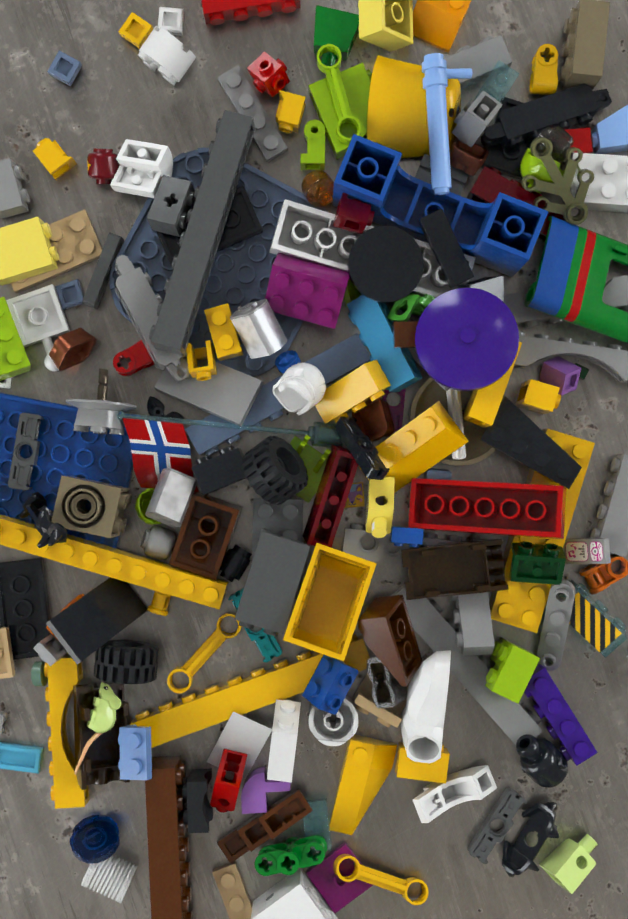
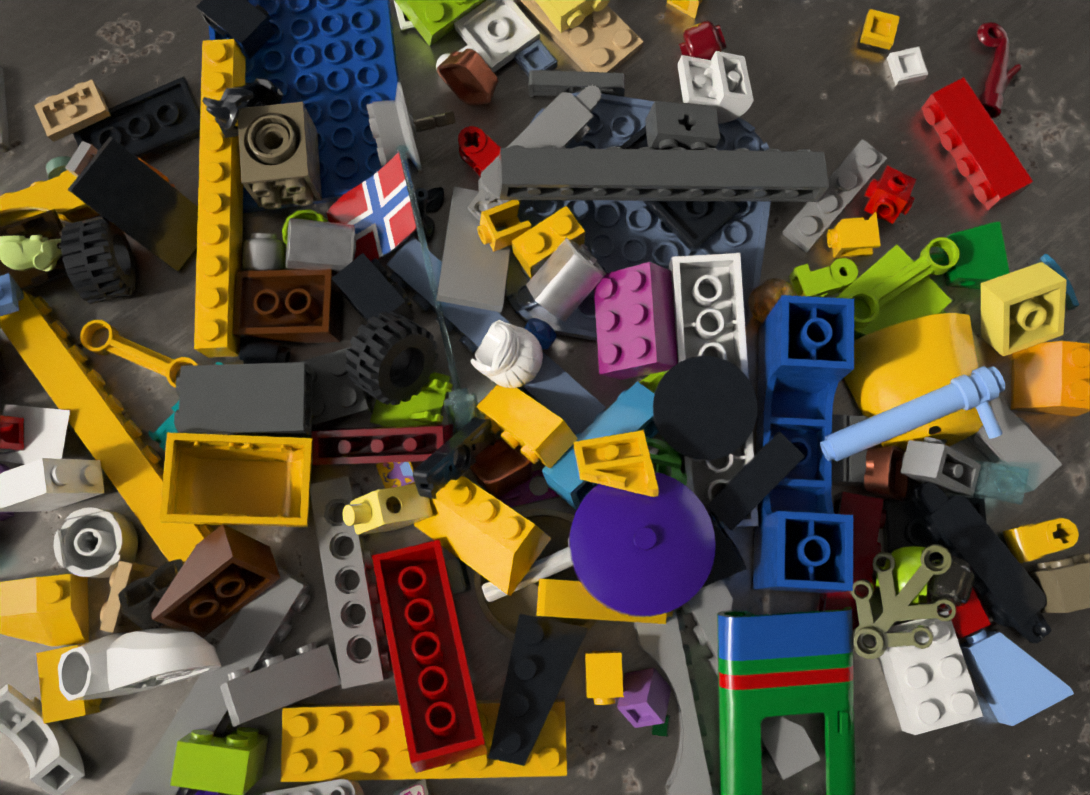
camera: 75 degrees right, 10 degrees down
(26, 434) = (307, 67): dark grey piece -> none
(159, 603) = (183, 281): yellow bush -> none
(166, 53) = (863, 68): white brick -> none
(330, 684) = (130, 522): blue bracket -> none
(353, 214) = (751, 342): dark red brick -> none
(408, 336) = (617, 462): none -> yellow wing
(409, 536) = (360, 557): blue piece -> none
(454, 569) = (333, 637): dark brown piece -> none
(537, 563) = (373, 747): dark green bracket -> none

